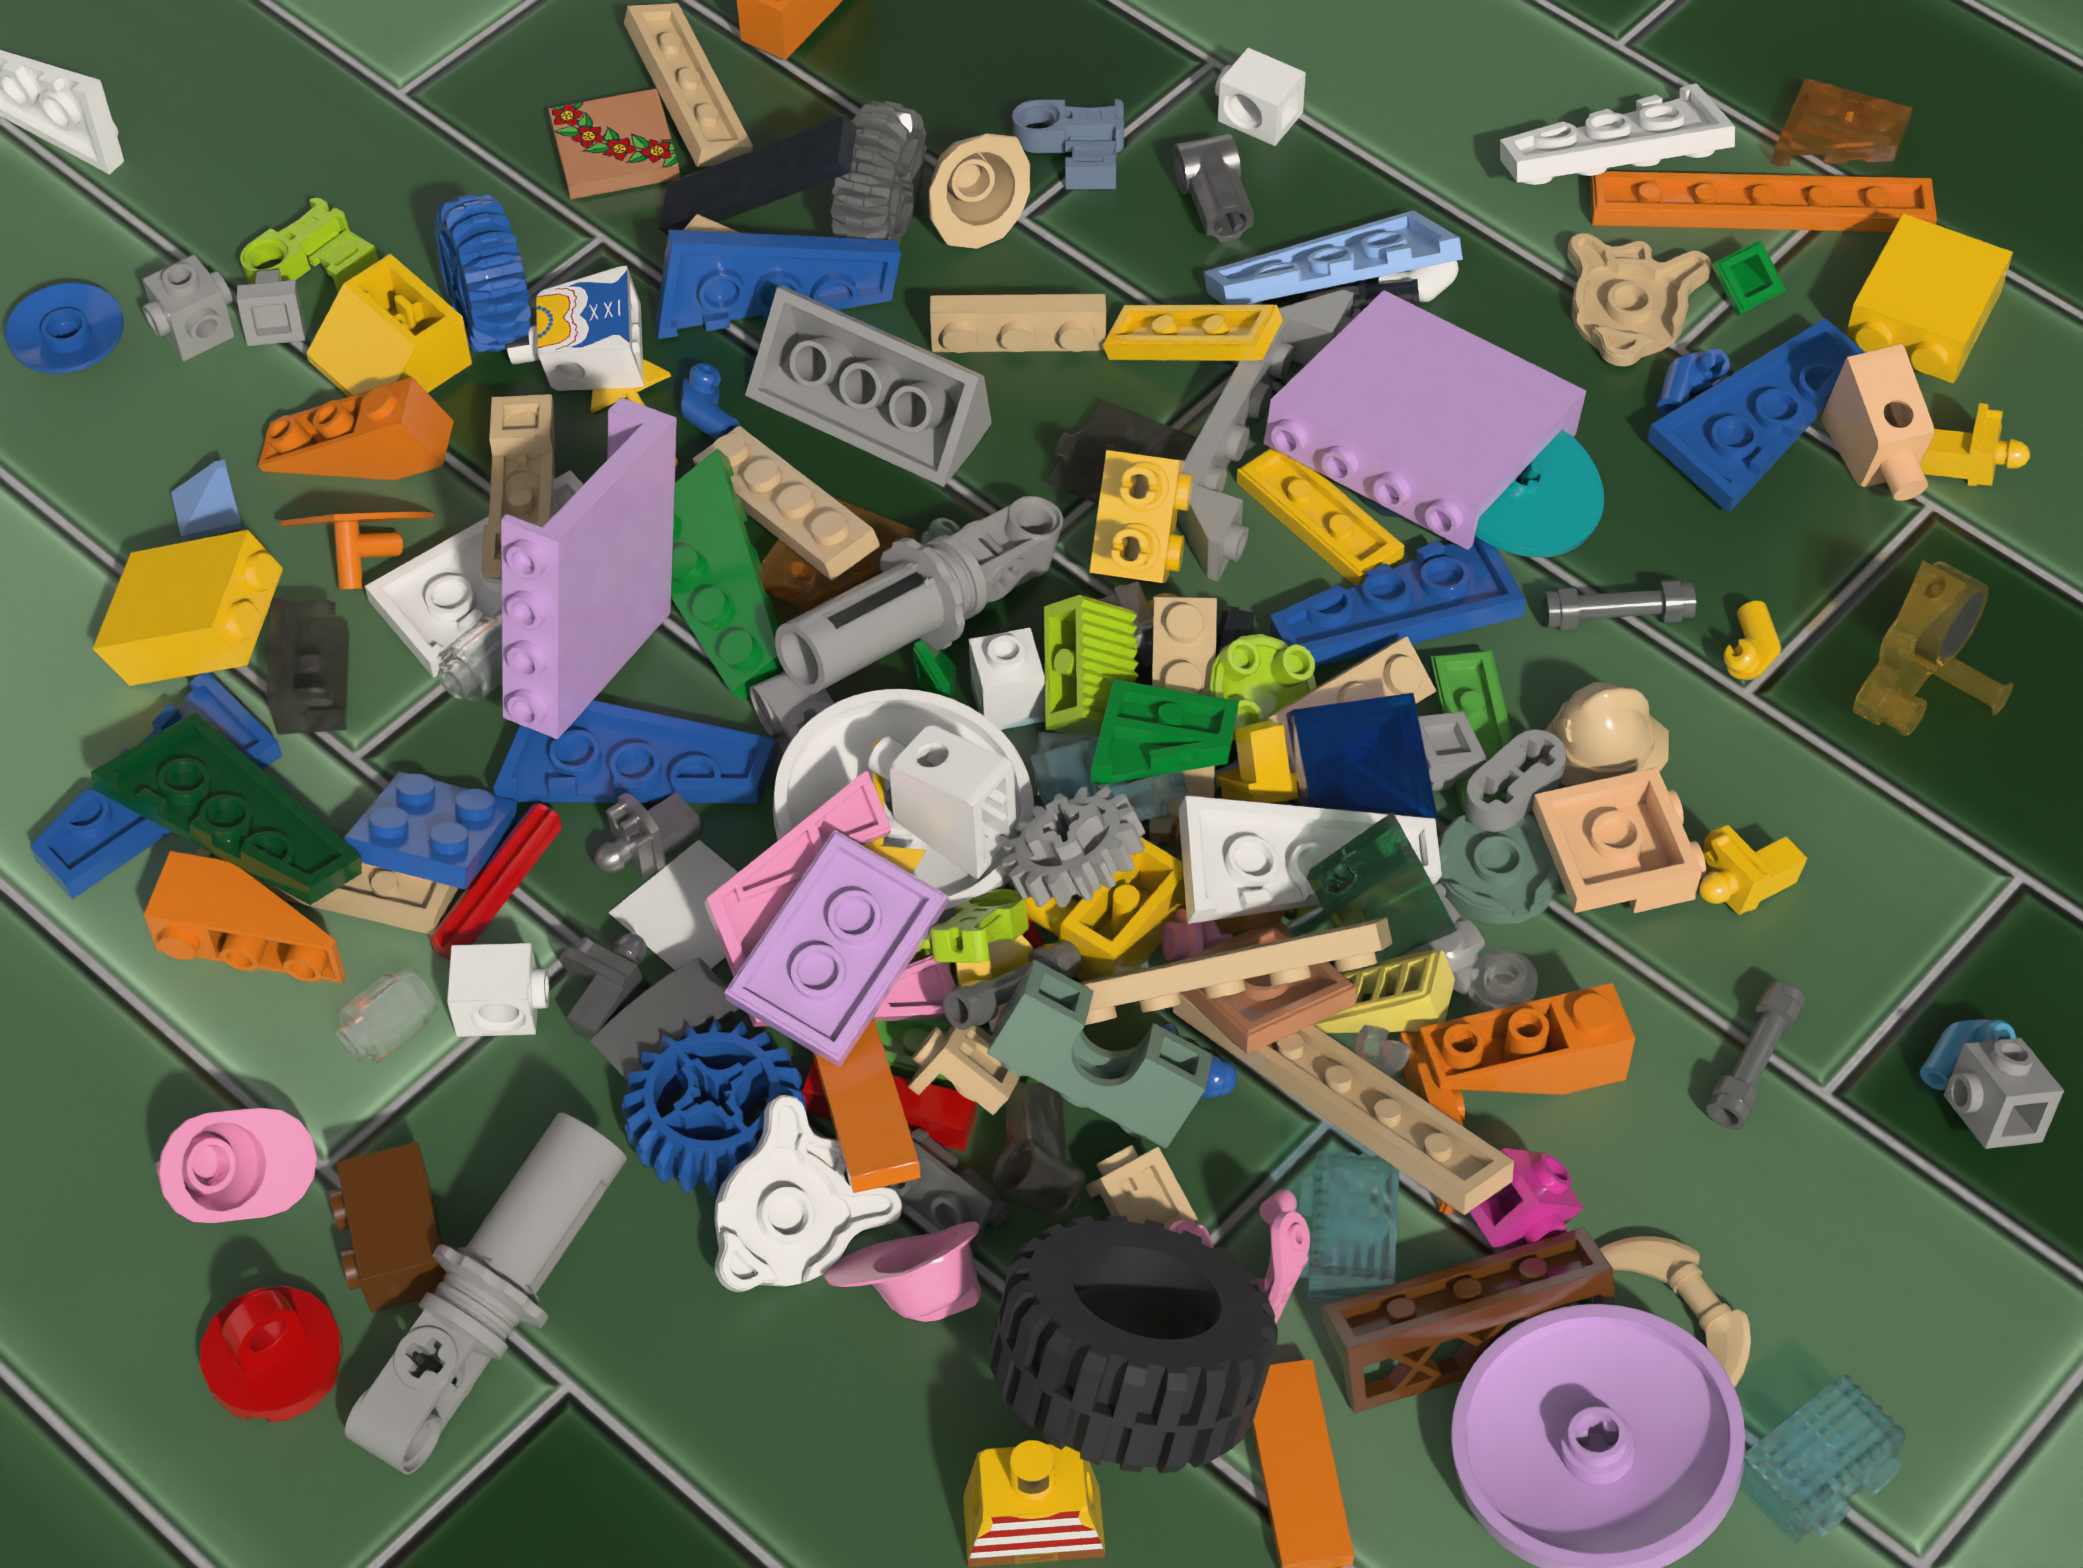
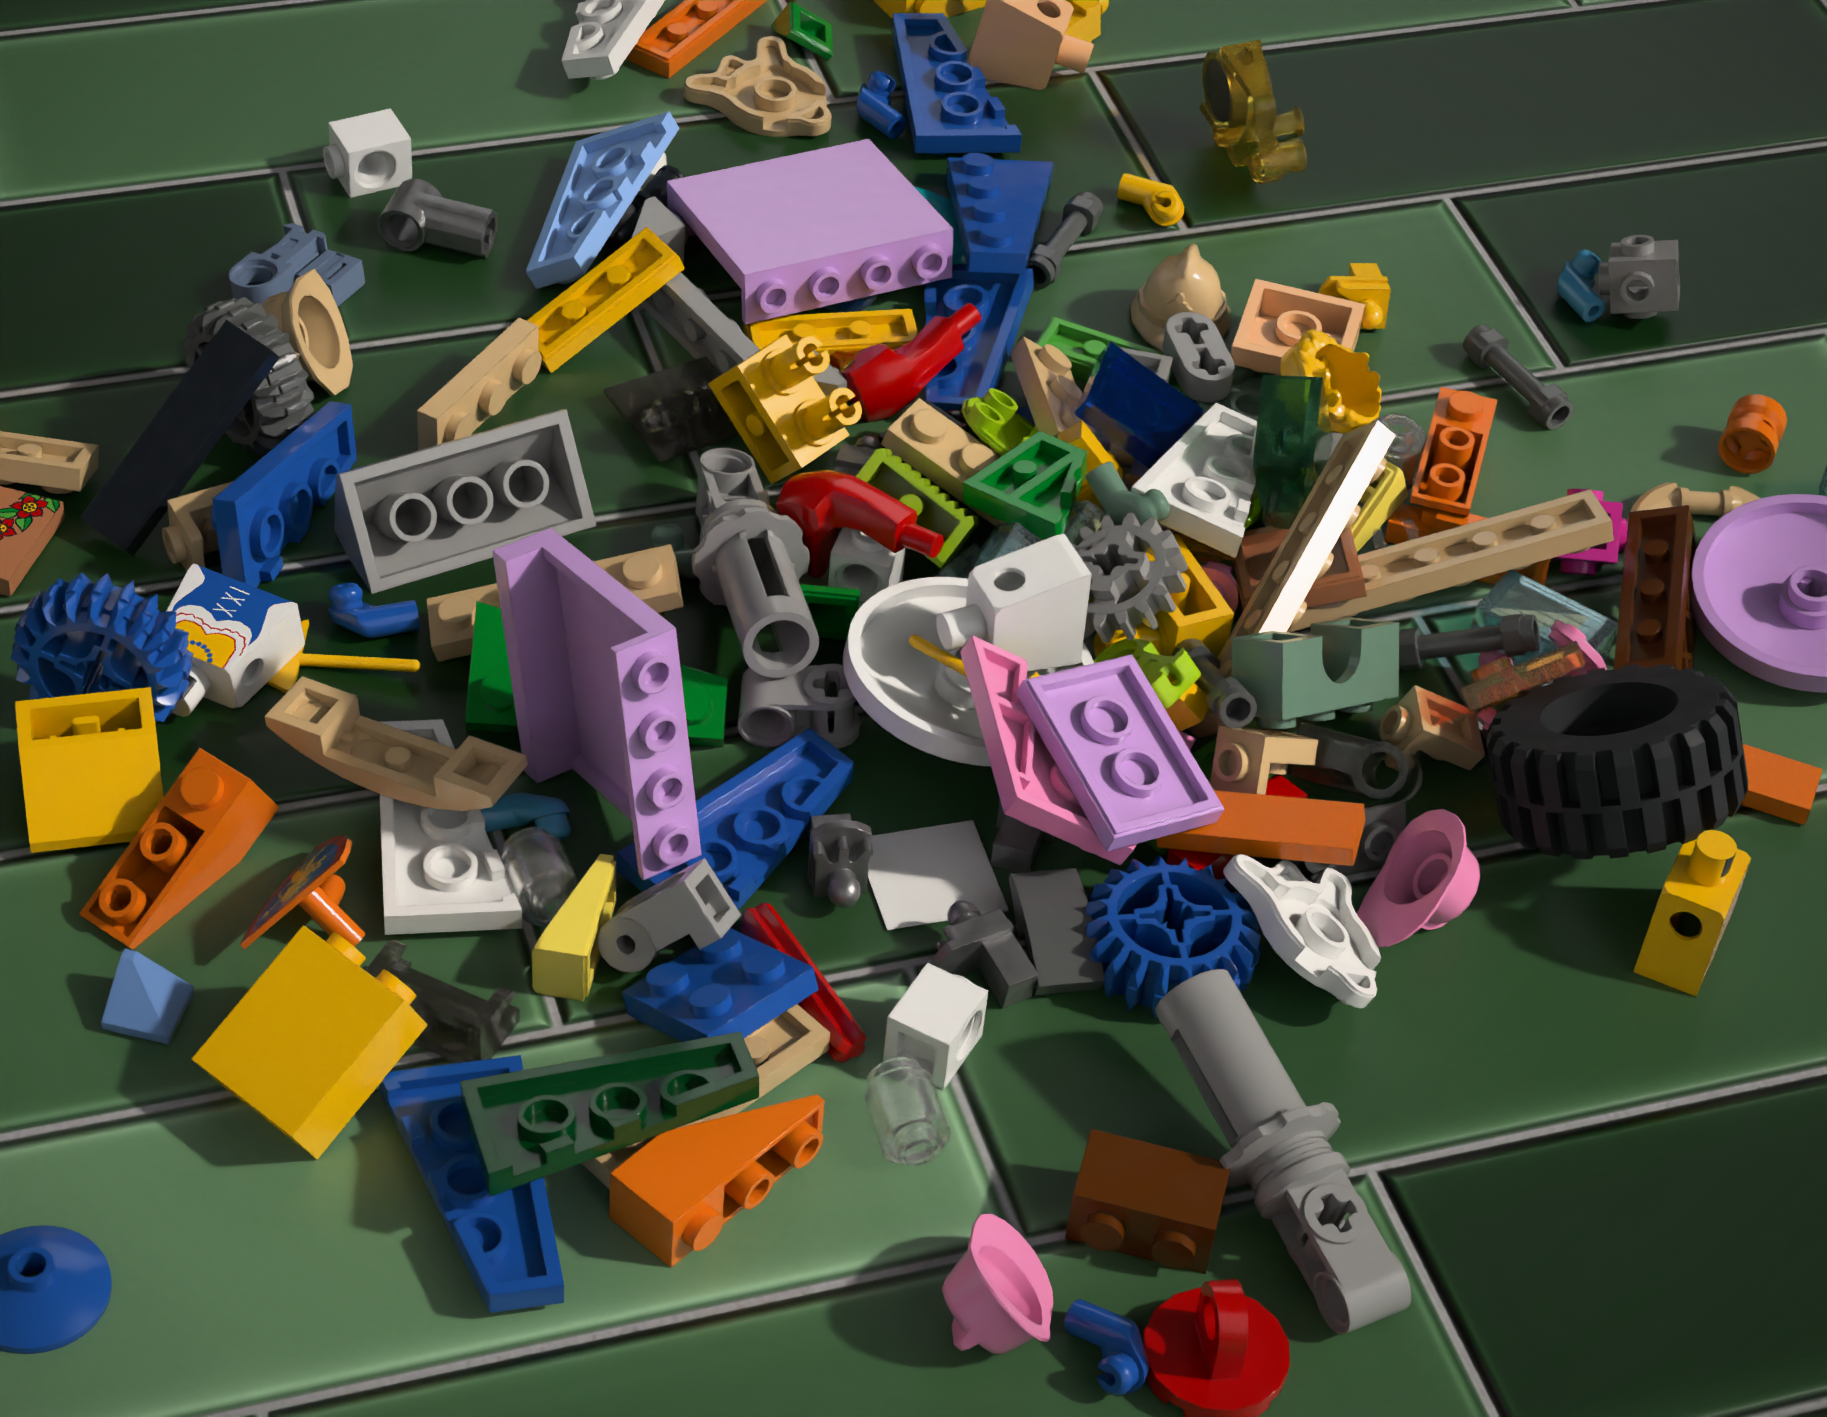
camera: 65 degrees left, 10 degrees down
(238, 1273) = (1119, 1343): none -> blue arm
(438, 710) = (568, 948): none -> light yellow slope
(468, 755) = (666, 912): none -> light grey leg
(1004, 604) = (832, 500): none -> red animal
(1162, 811) = (1119, 501): none -> sand green arm
(1203, 1218) = (1502, 681): none -> clear orange wing
(1247, 1134) = (1515, 635): none -> dark grey bar
(1271, 575) = (890, 378): none -> red animal
(1525, 891) = (1349, 384): none -> yellow hair
(1596, 532) = (997, 209): none -> blue wing
(1841, 1296) = (1752, 434): none -> orange wheel

